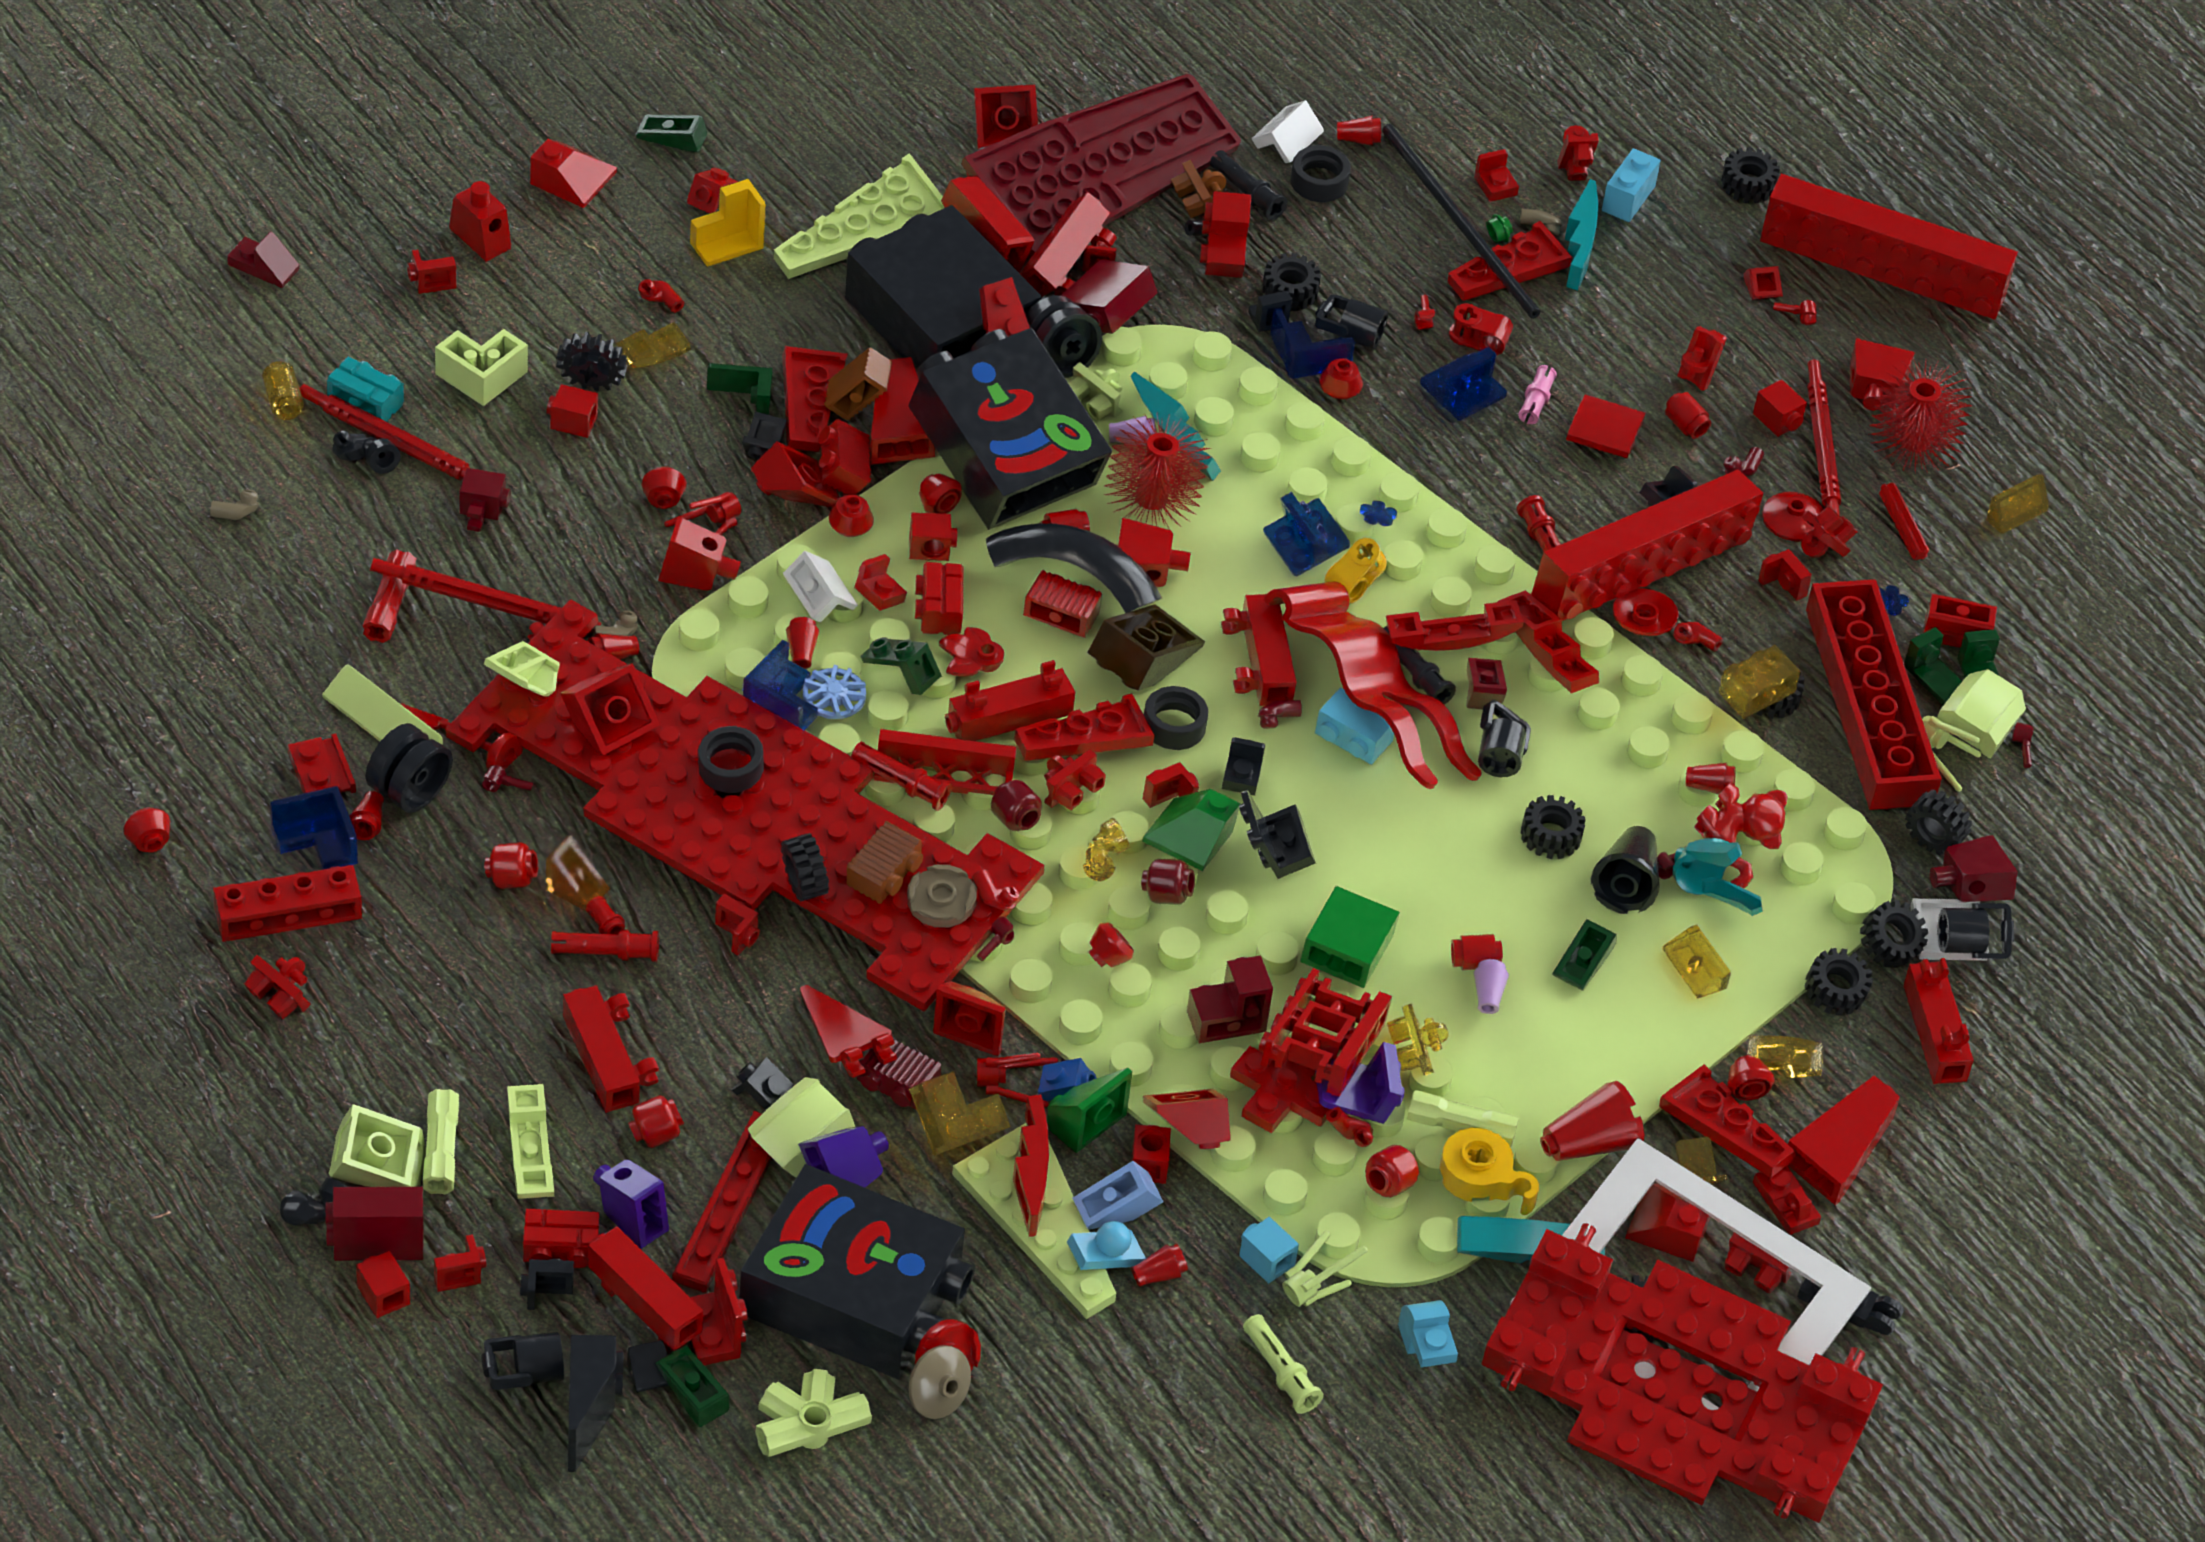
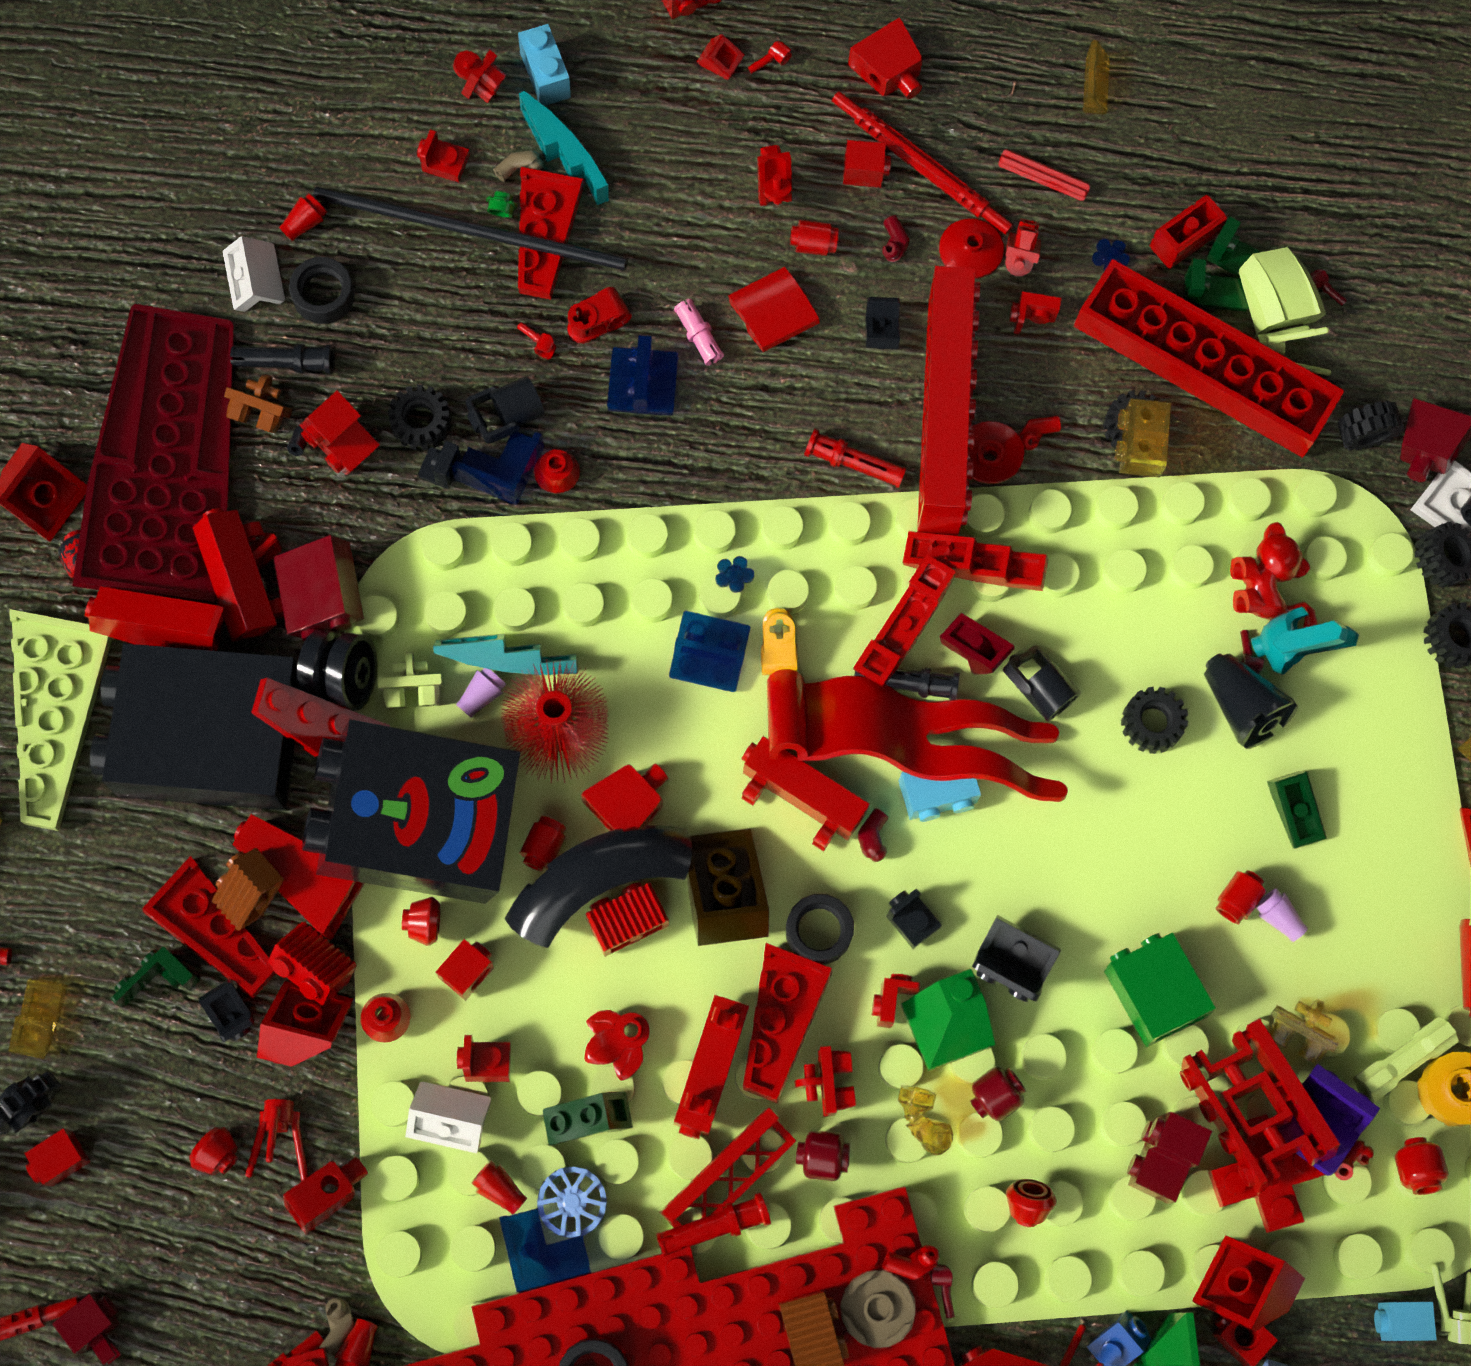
camera: 50 degrees left, 25 degrees up
(941, 598) = (541, 1020): red brick -> none
(1698, 962) = (1366, 727): clear yellow slope -> none
(1710, 777) = (1211, 558): red cone -> none
(1919, 415) = (970, 73): red piece -> none

